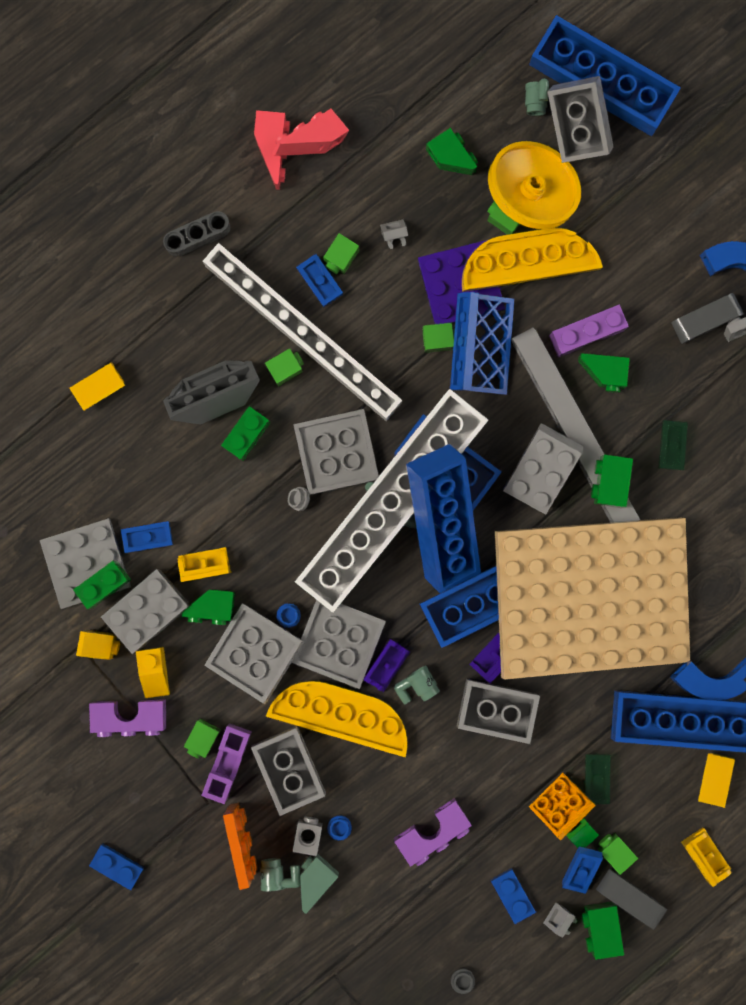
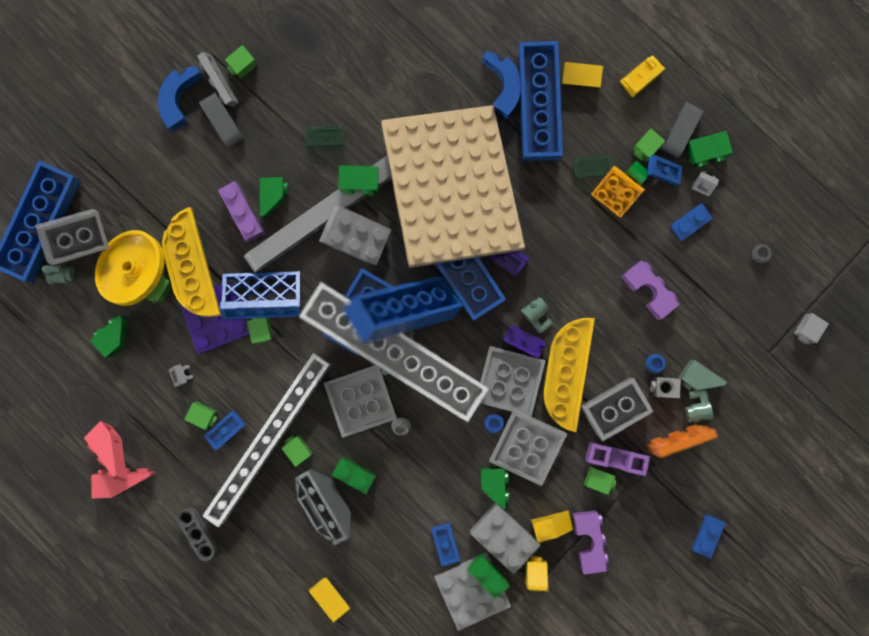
camera: 90 degrees left, 0 degrees up
(203, 564) = (462, 496): yellow hinge -> none
(498, 711) = (549, 249): light grey brick -> none

